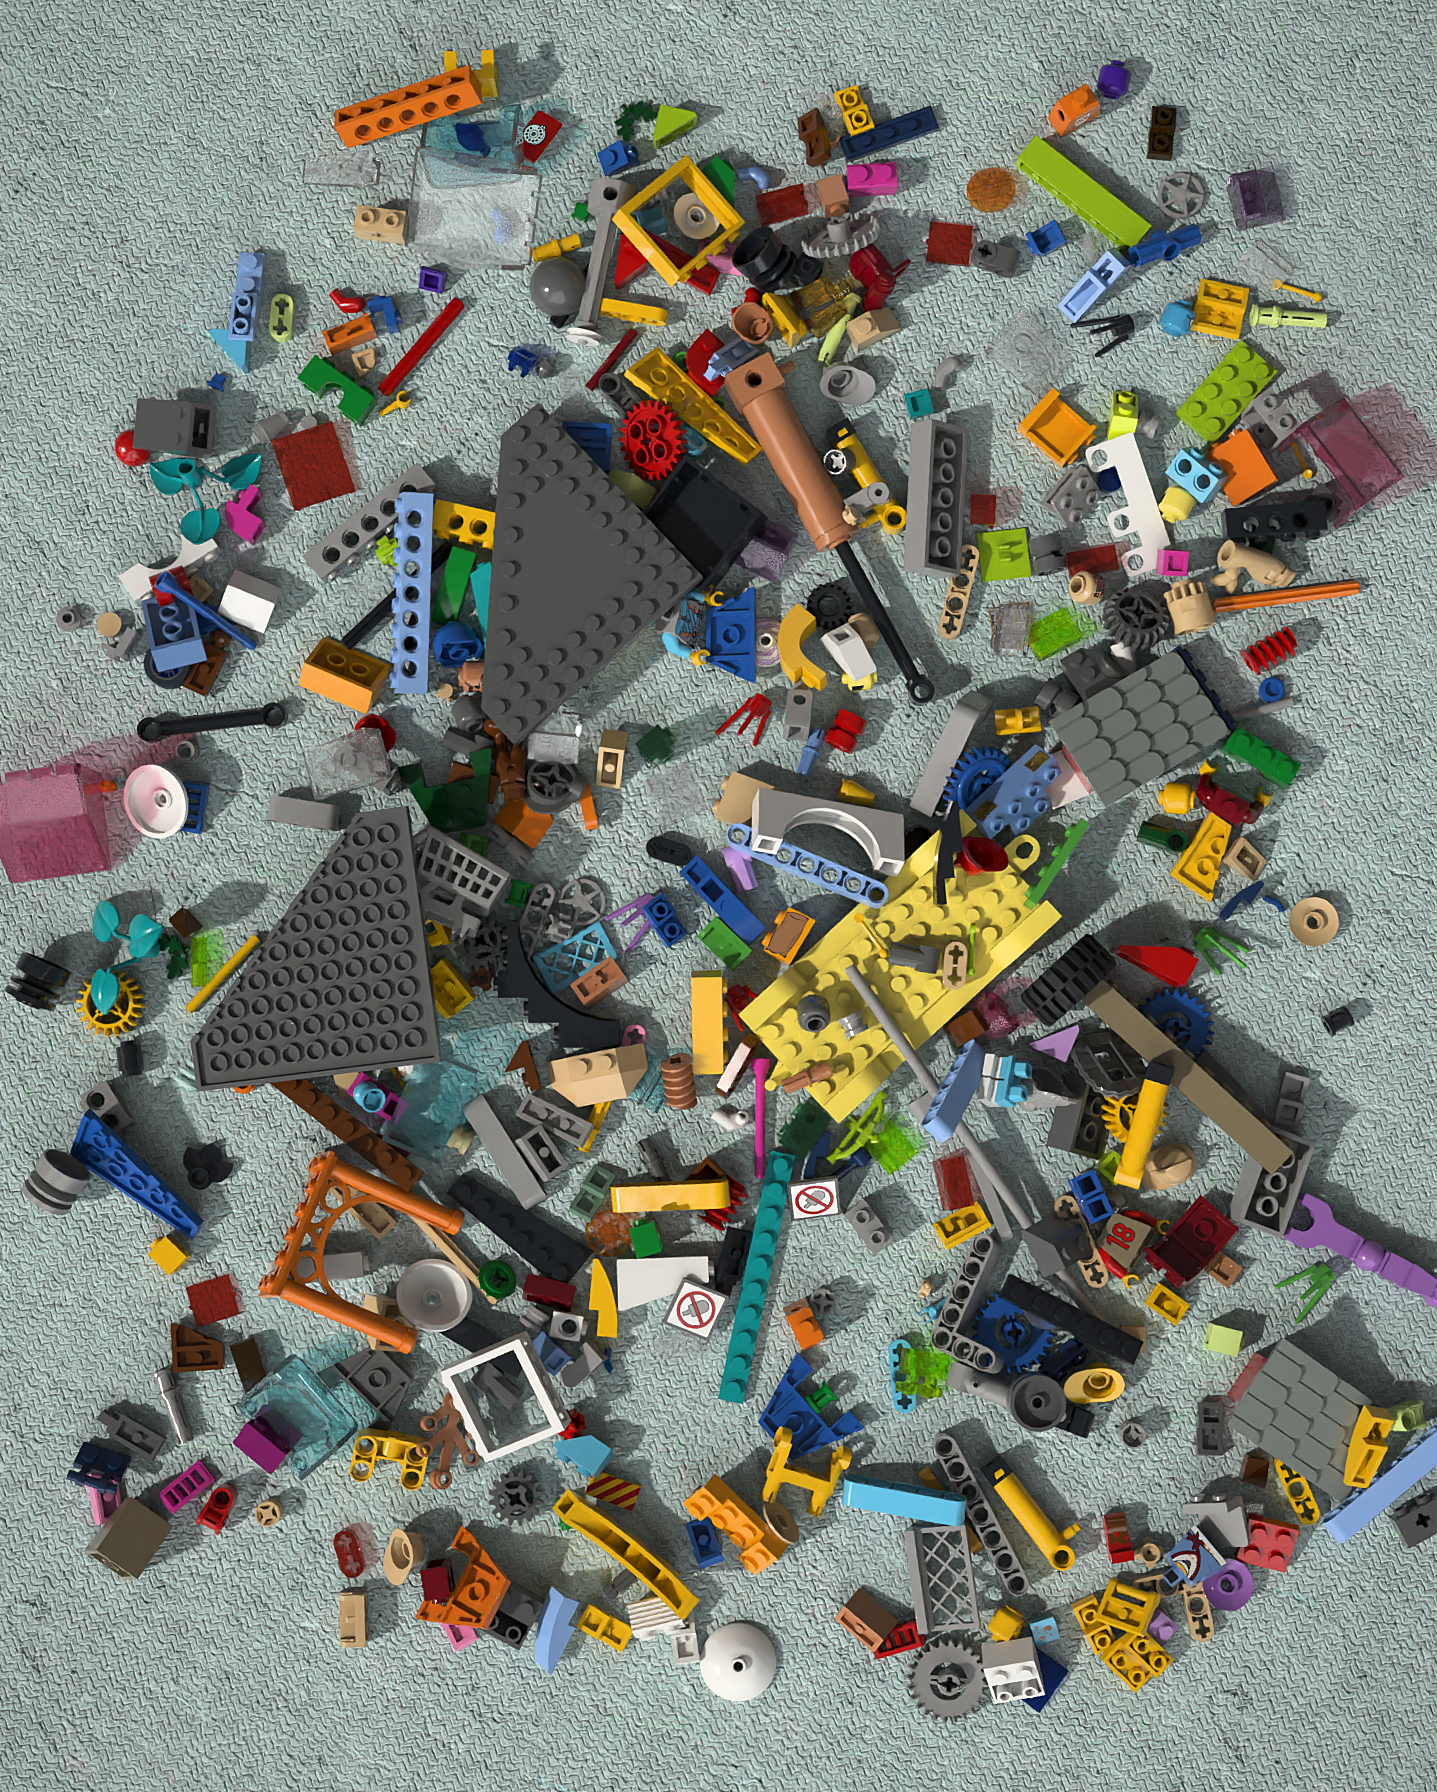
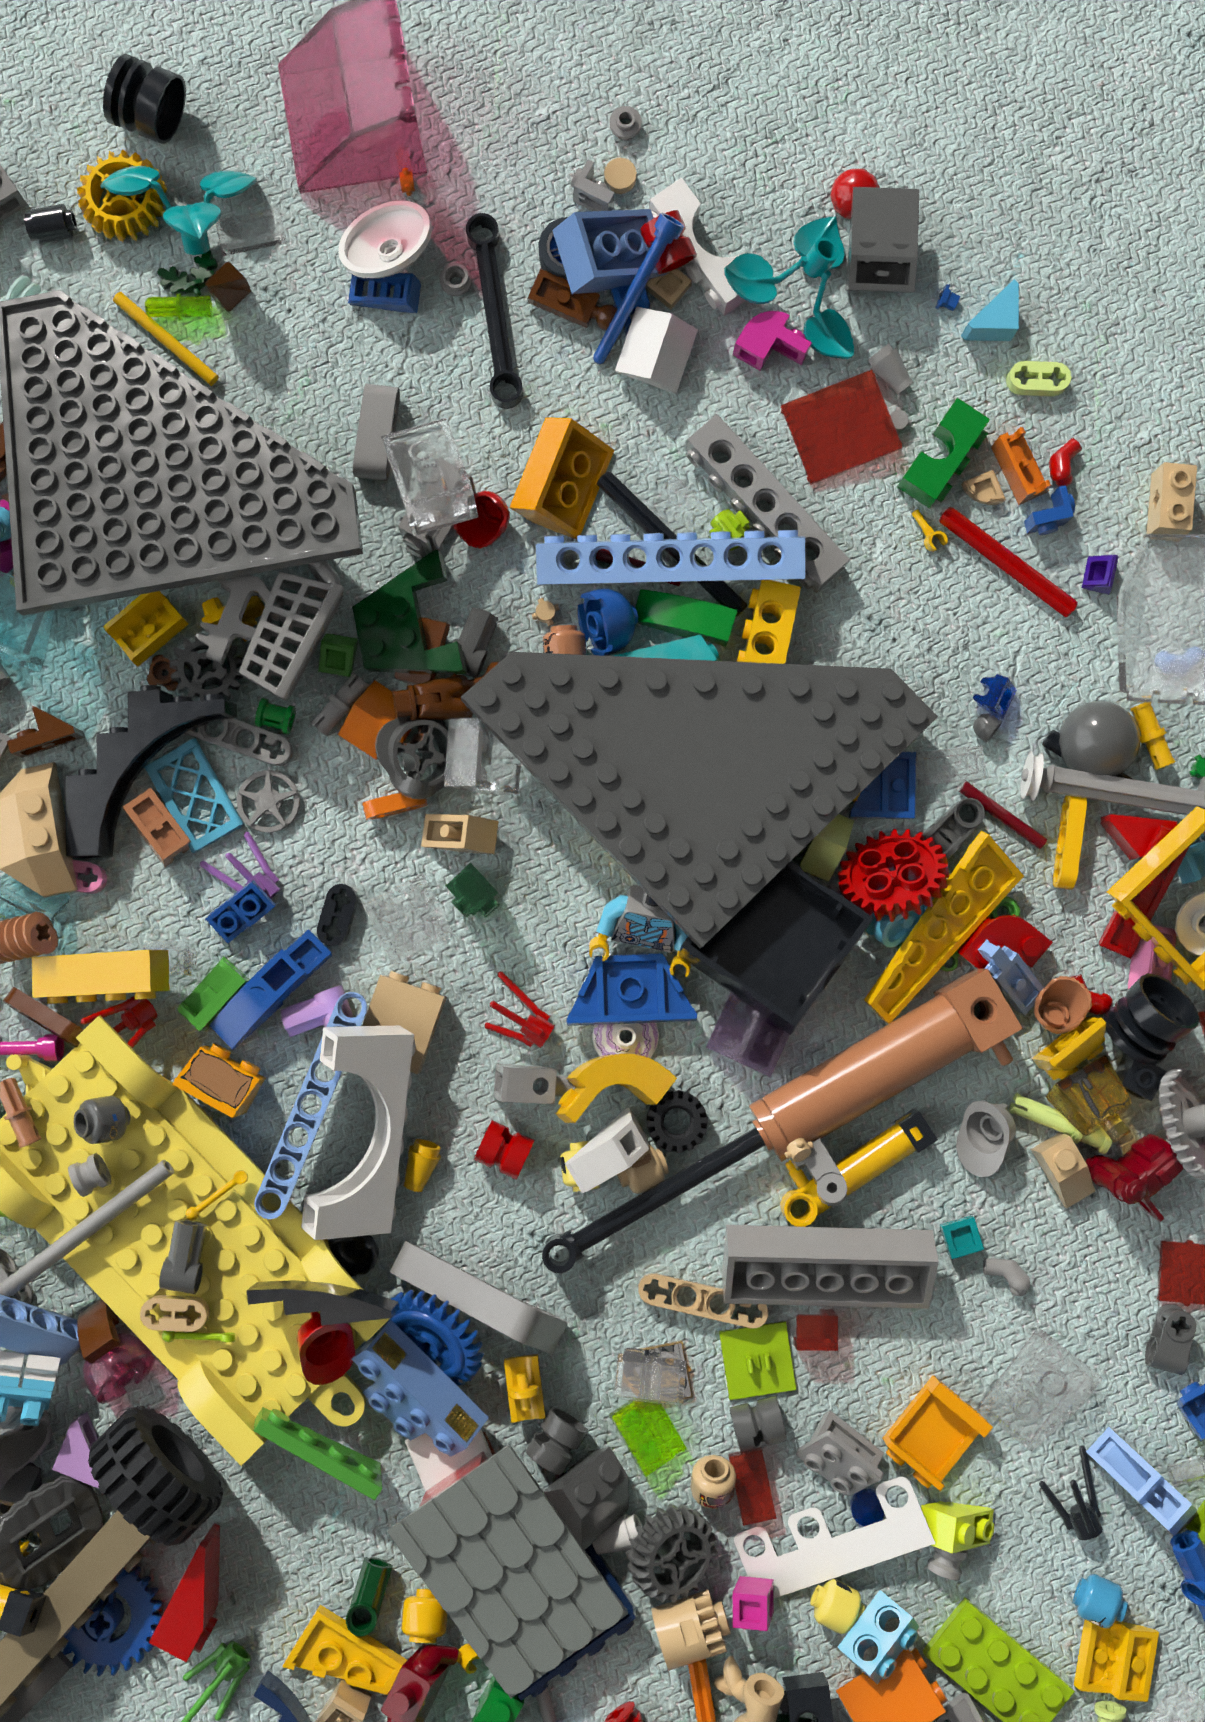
camera: 80 degrees right, 0 degrees up
(247, 297) = (1062, 331): light blue slope -> none
(468, 713) = (513, 637): dark grey head -> none
(558, 927) = (230, 770): light grey gear -> none
(811, 752) = (476, 1102): medium blue axle -> none
(834, 461) = (873, 1124): dark grey wheel -> none

